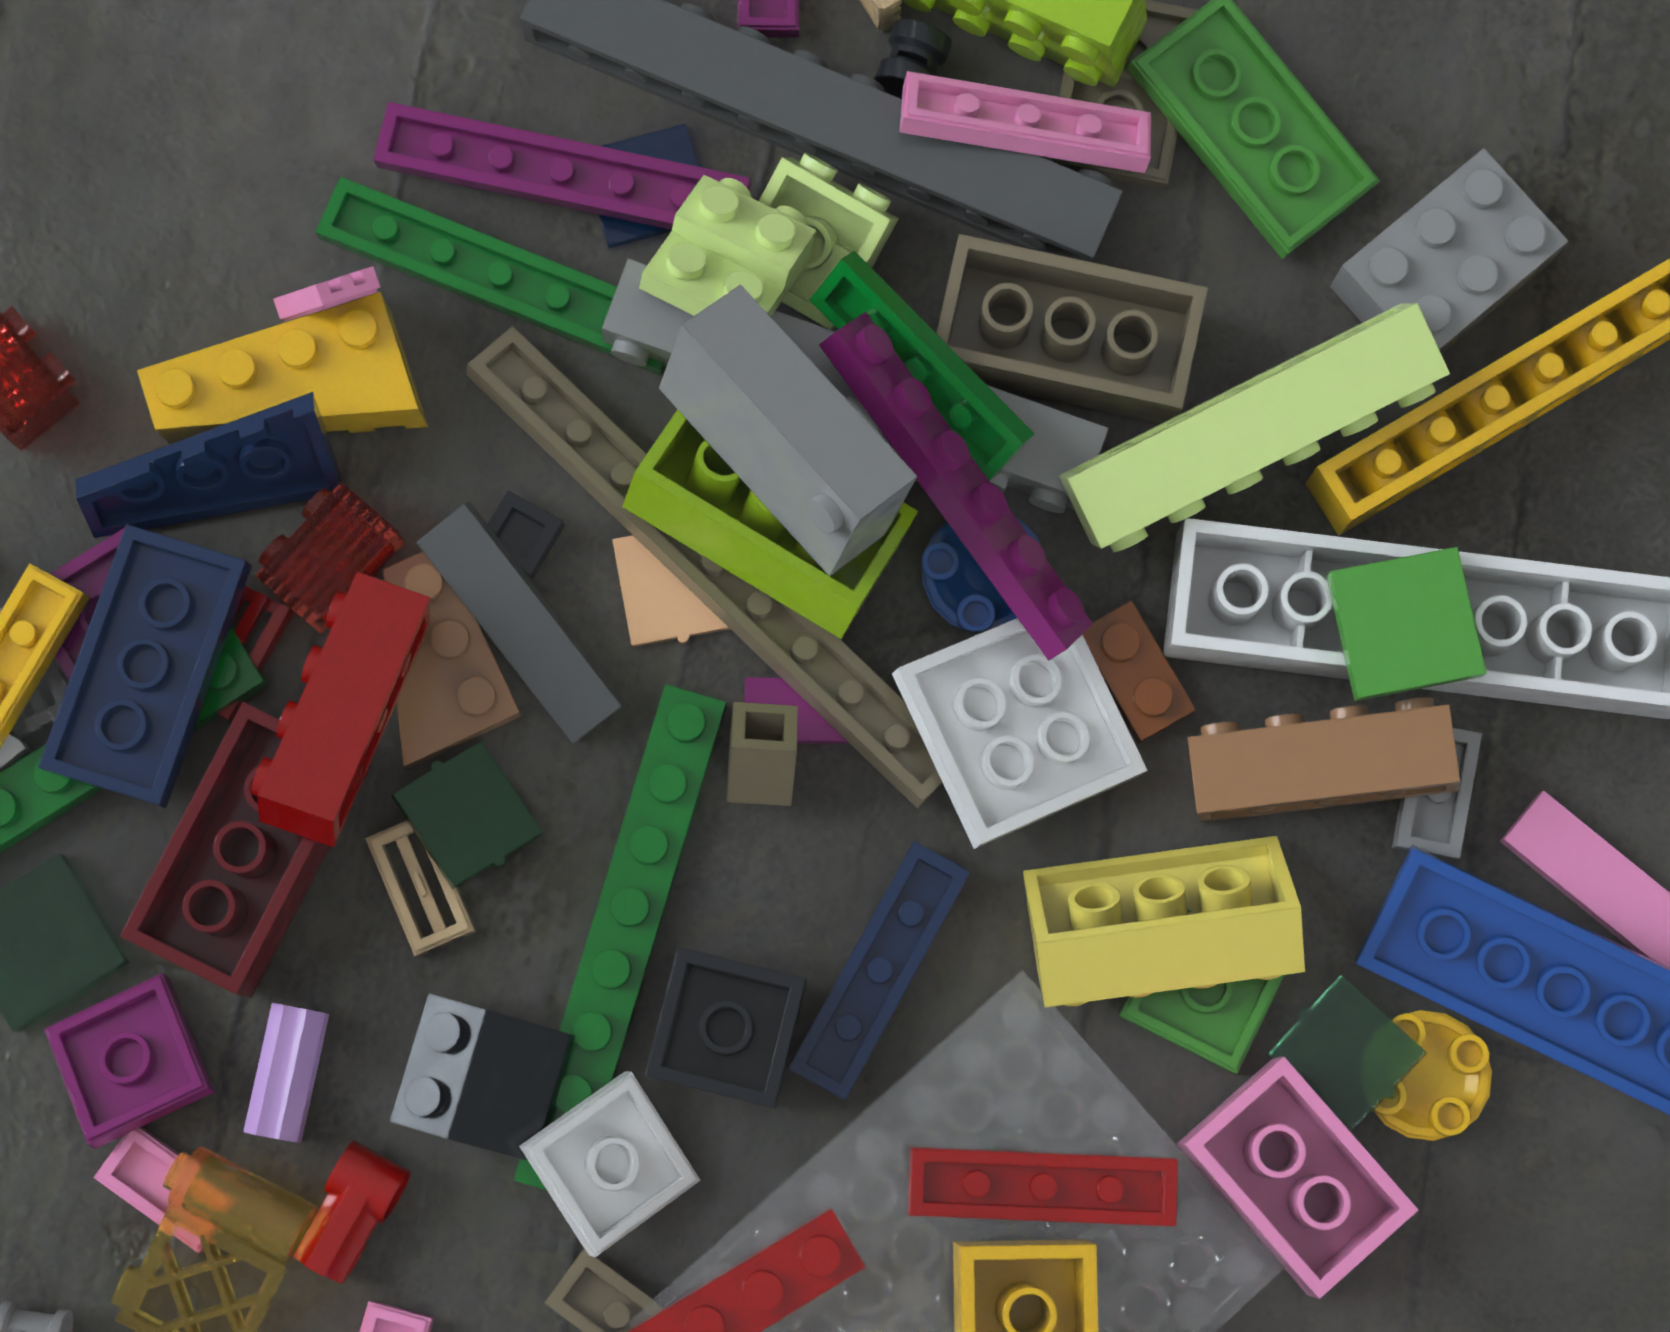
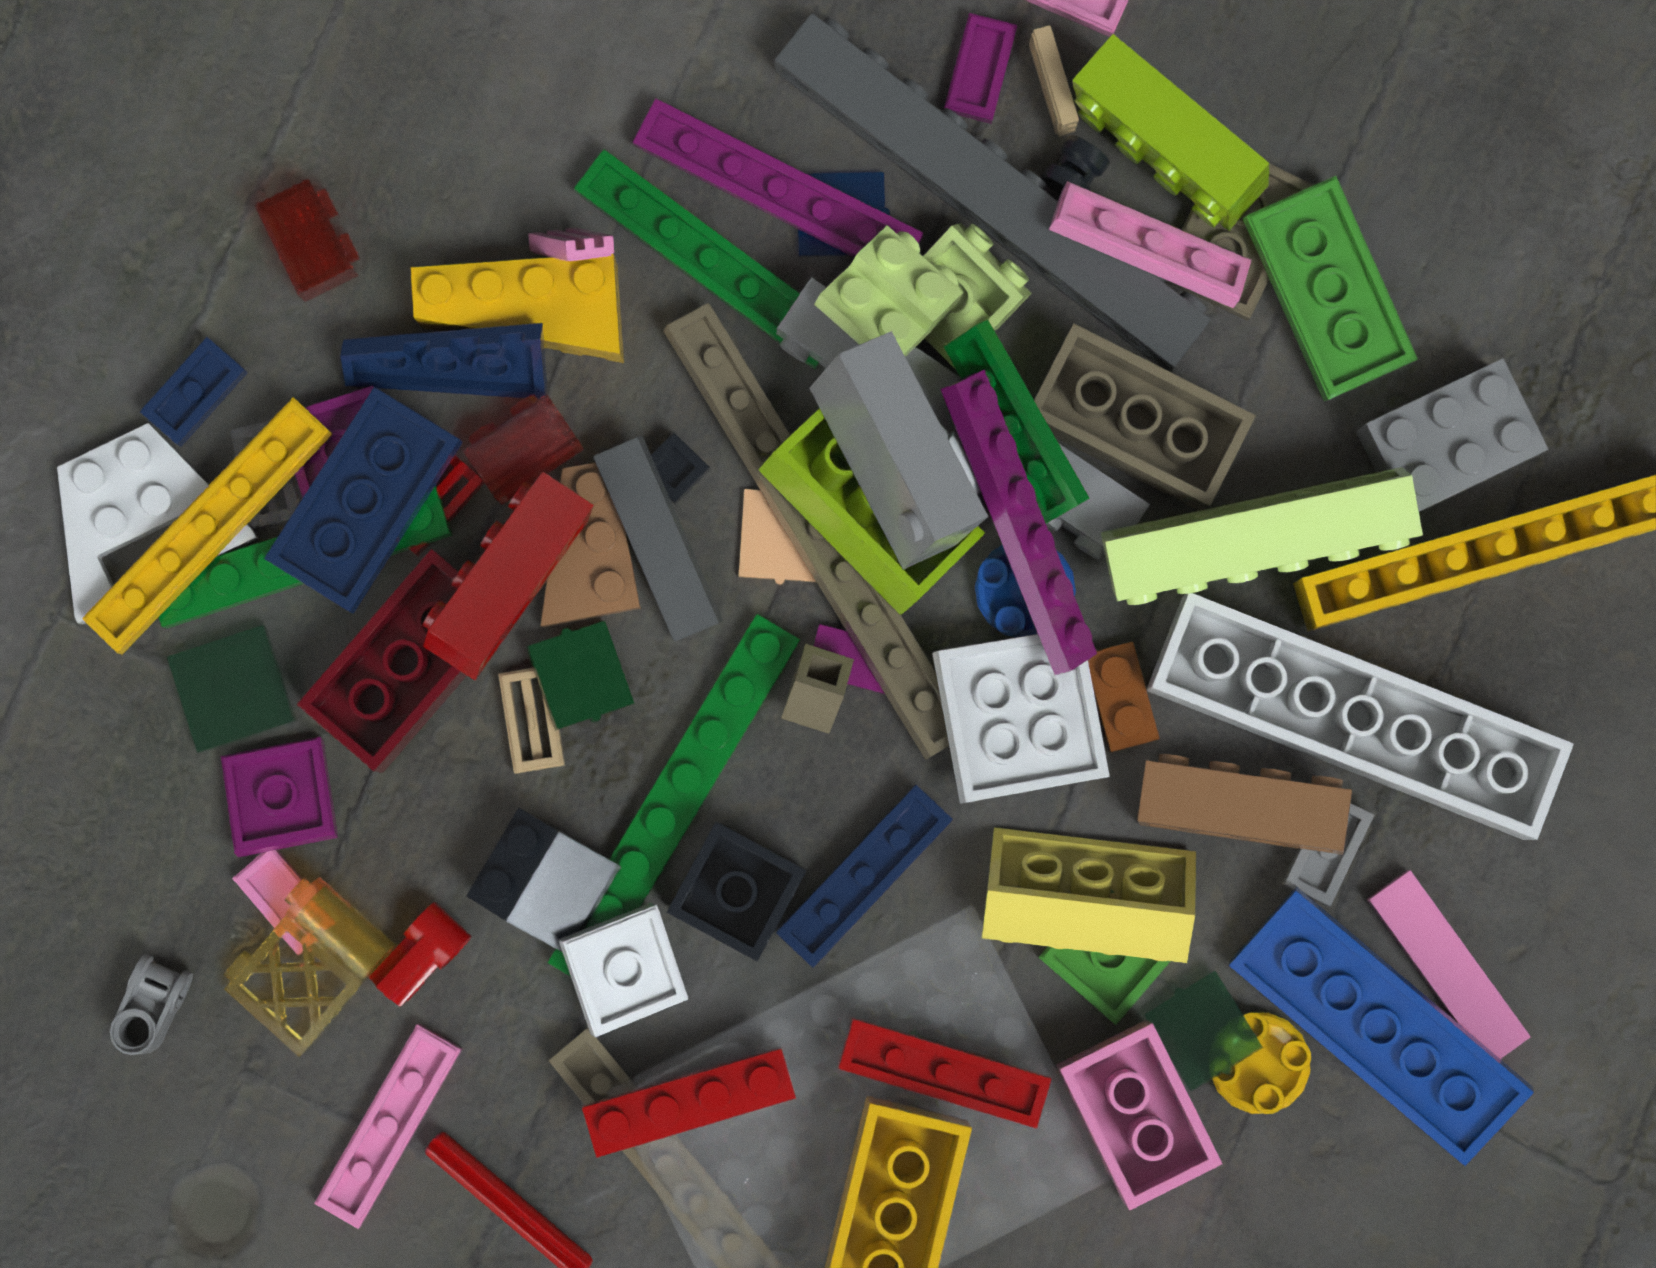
camera: 15 degrees right, 5 degrees up
(286, 1073) = (396, 837): lavender axle -> none
(1406, 624) = (1336, 719): bright green tile -> none

